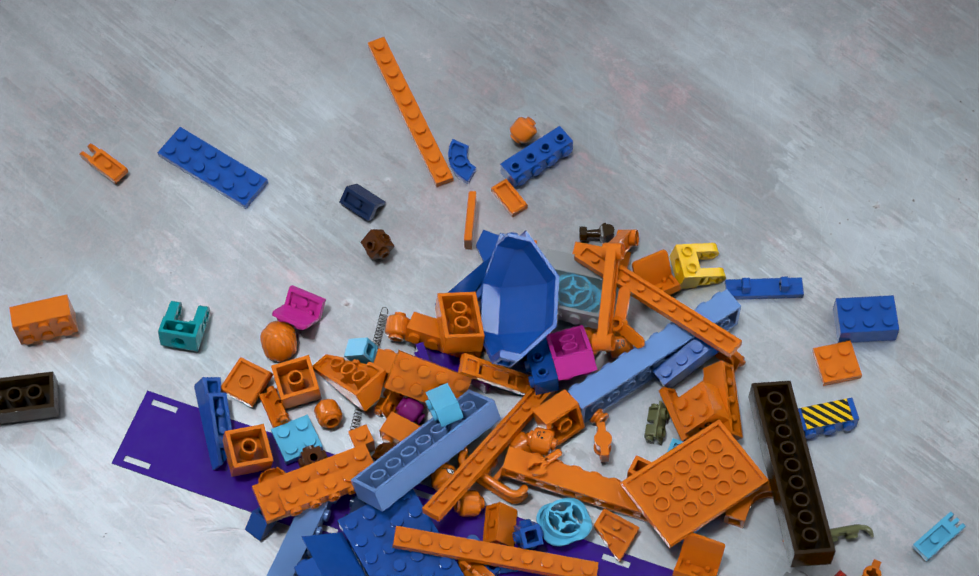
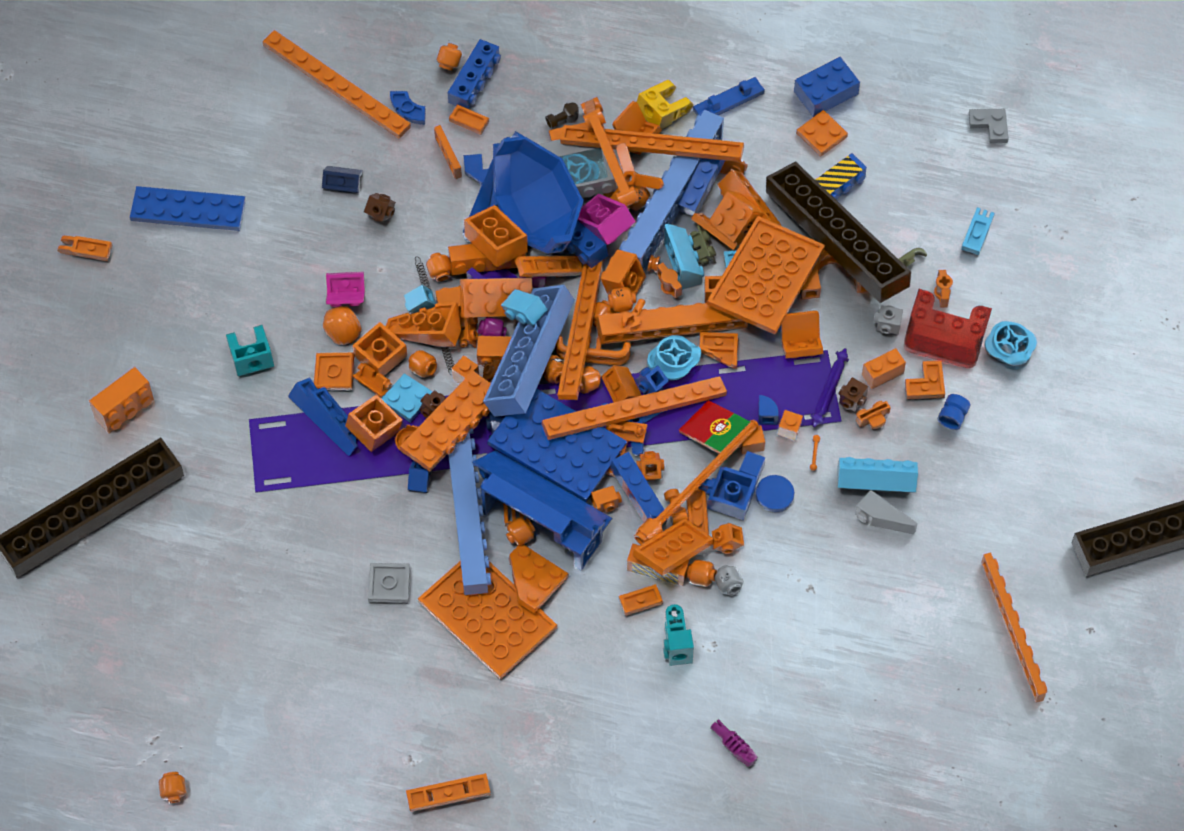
camera: 30 degrees left, 0 degrees up
(630, 424) = (682, 256): none -> medium azure slope

